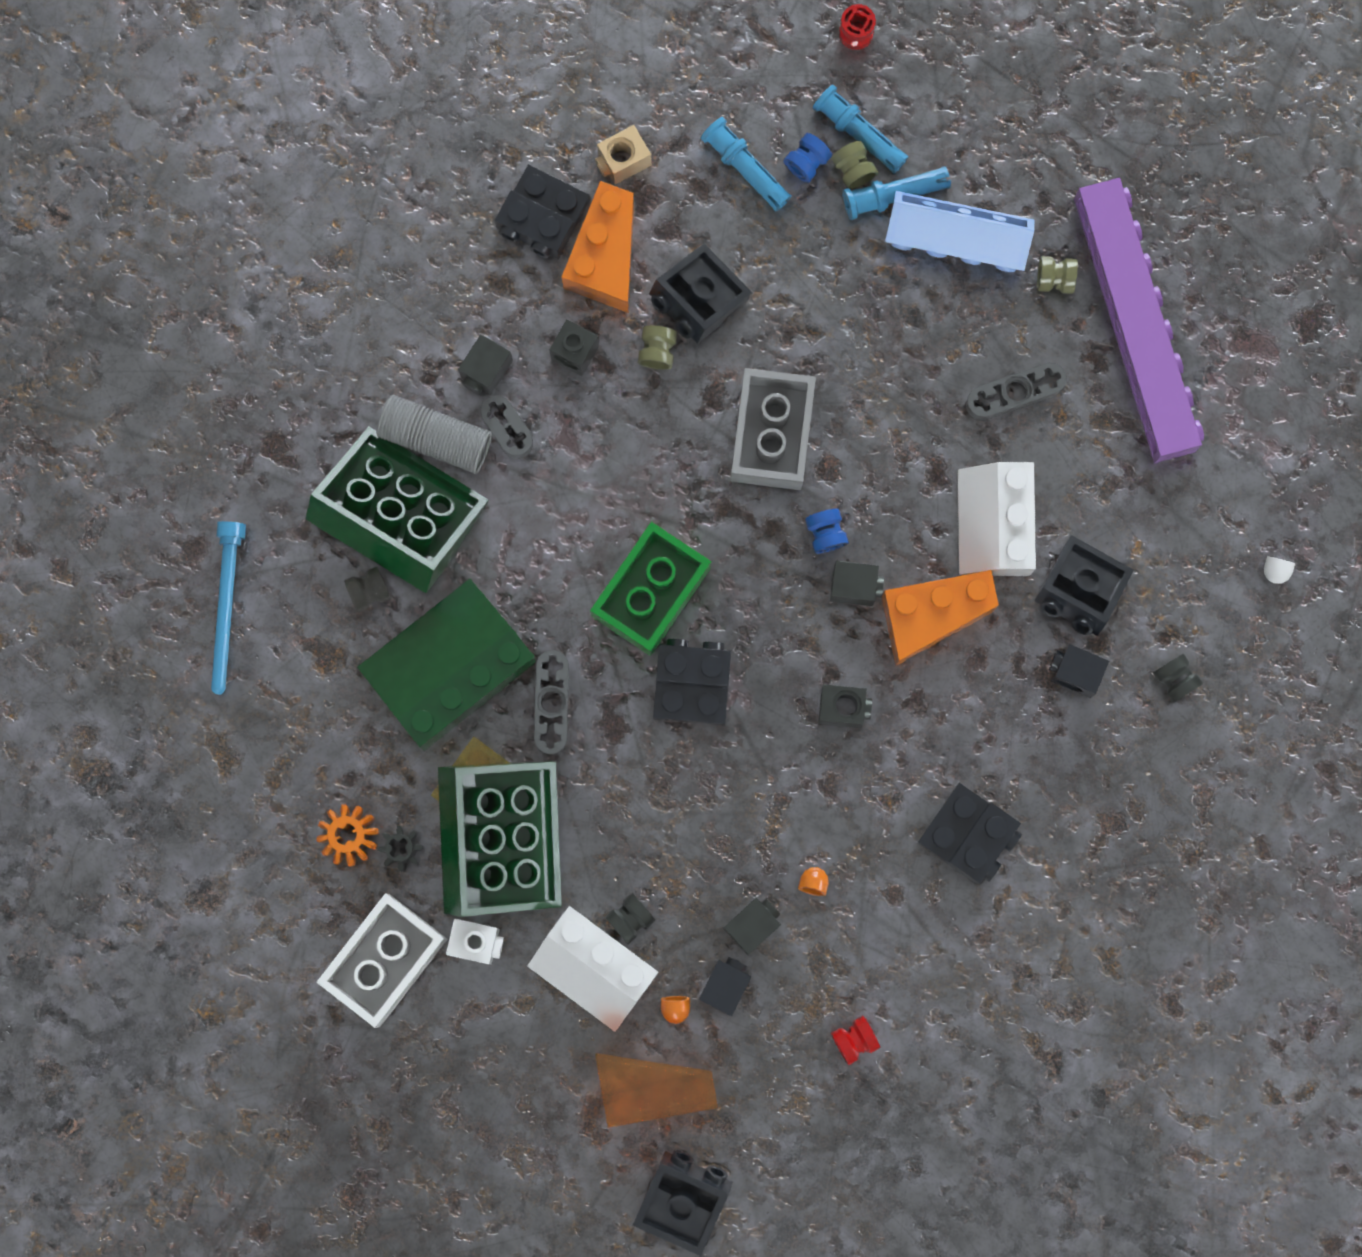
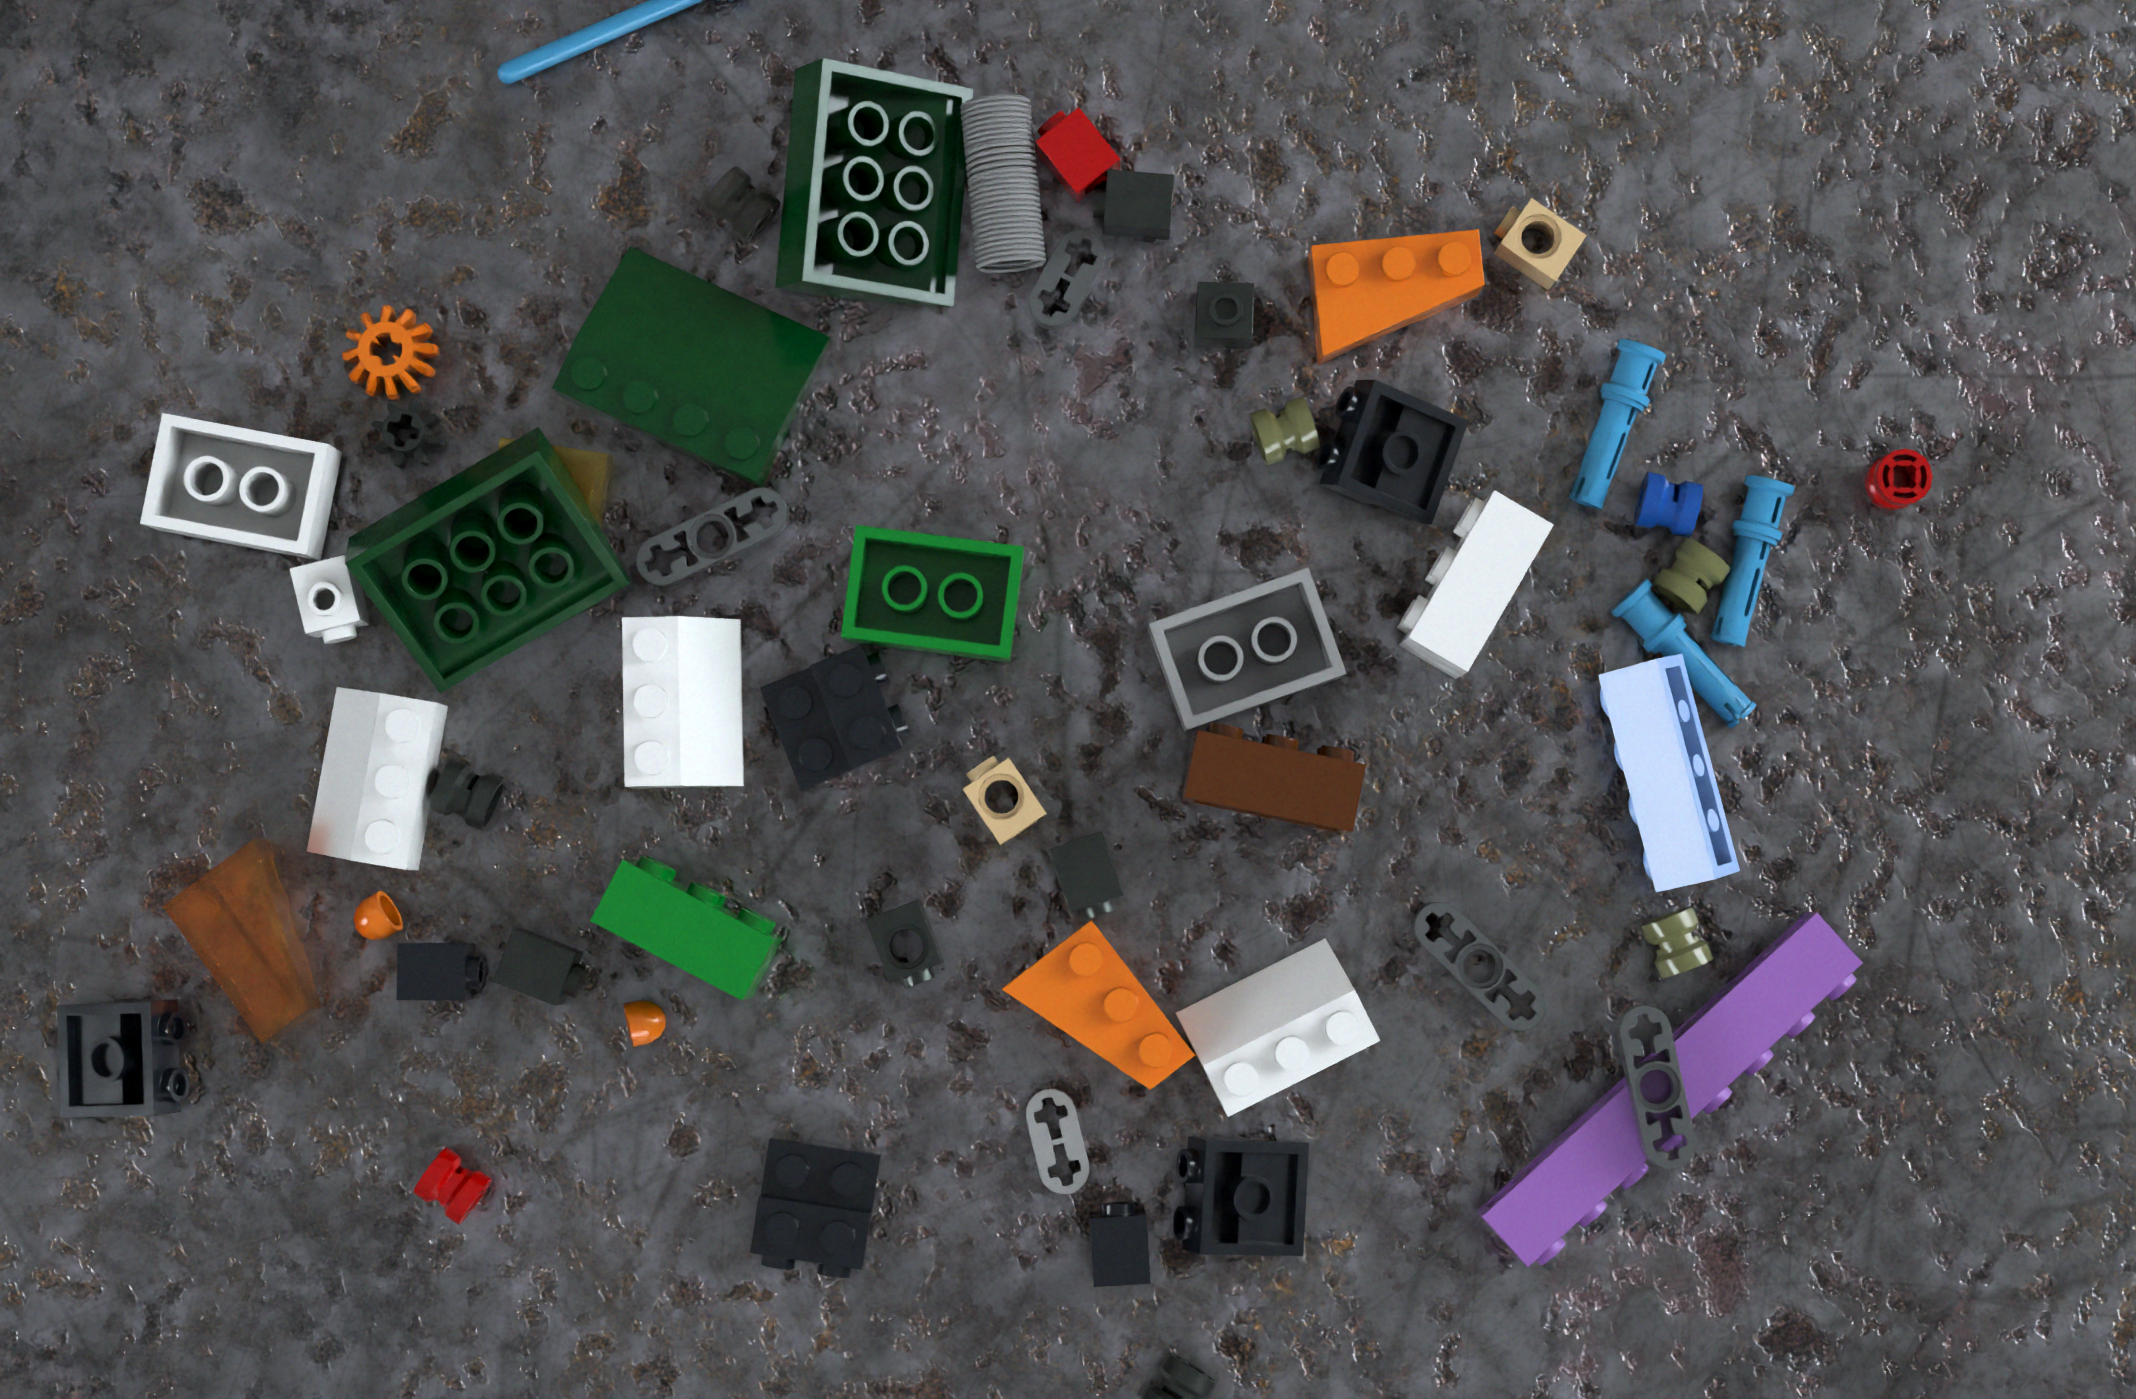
camera: 65 degrees right, 5 degrees up
(437, 385) = (1075, 153): none -> red brick
(541, 212) = (1398, 171): black plate -> none
(639, 766) = (682, 702): none -> white slope
(774, 822) = (688, 926): none -> green brick
(799, 283) = (1472, 583): none -> white brick
(800, 598) = (1023, 815): none -> tan brick
(826, 531) = (1132, 806): blue wheel -> none
(854, 448) = (1274, 779): none -> reddish brown brick
(1001, 668) = (1044, 1145): none -> light grey beam
(1147, 314) = (1651, 1130): none -> dark grey beam

